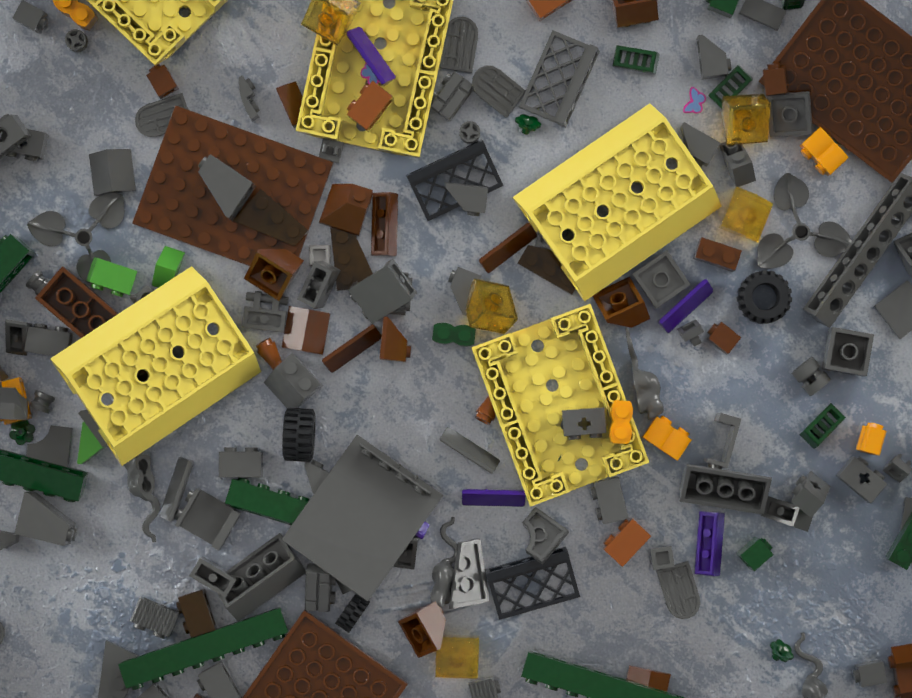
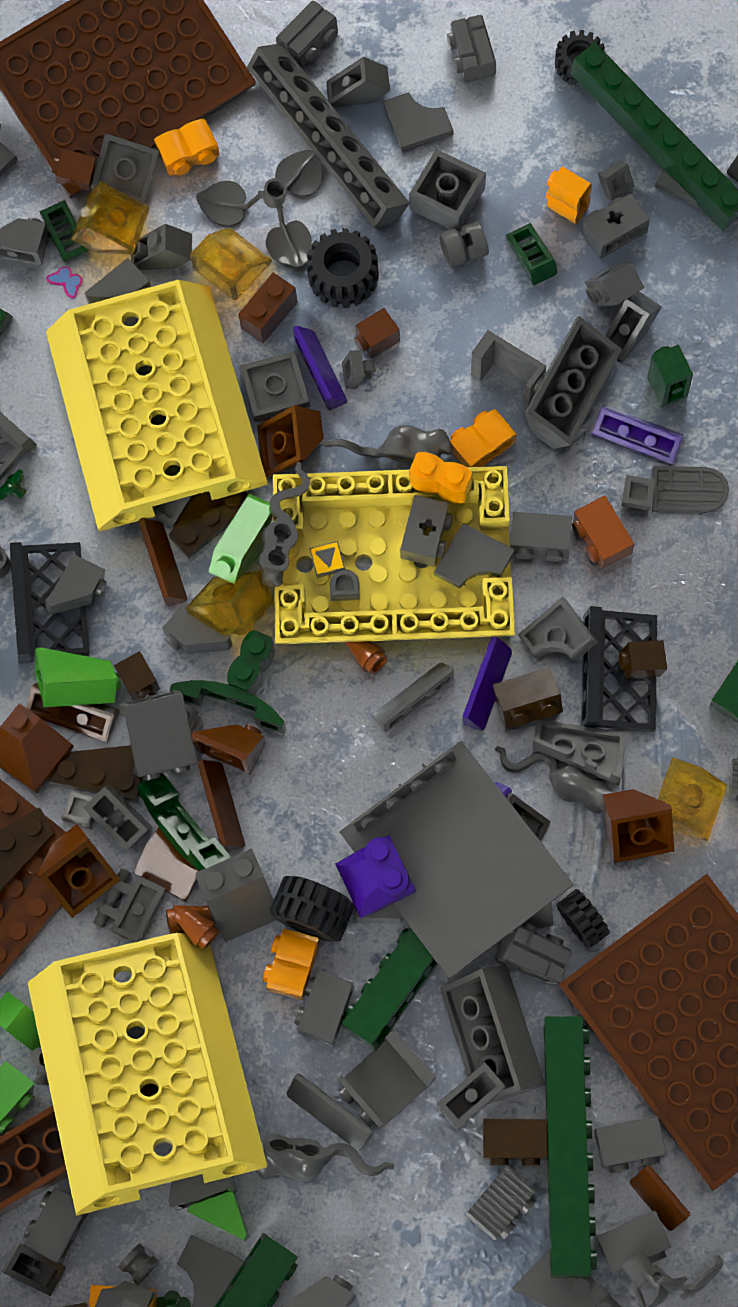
camera: 65 degrees left, 15 degrees down
(262, 363) = (197, 927): none -> dark orange cone
(262, 432) = (291, 964): none -> light orange brick
(326, 328) = (178, 826): none -> dark green slope
(333, 469) = (375, 876): none -> dark purple slope
(403, 219) = (74, 679): none -> bright green slope
(419, 261) = (137, 676): none -> dark brown brick
(422, 303) = (264, 716): none -> dark green slope
(490, 529) = (528, 698): none -> dark brown brick
(528, 379) = (344, 586): none -> dark grey tile
(535, 300) = (242, 540): none -> slope
(542, 597) = (643, 659): none -> dark brown brick
(543, 361) = (327, 559): none -> tile
(545, 326) = (280, 534): none -> dark grey animal
(578, 459) = (472, 555): none -> dark grey tile

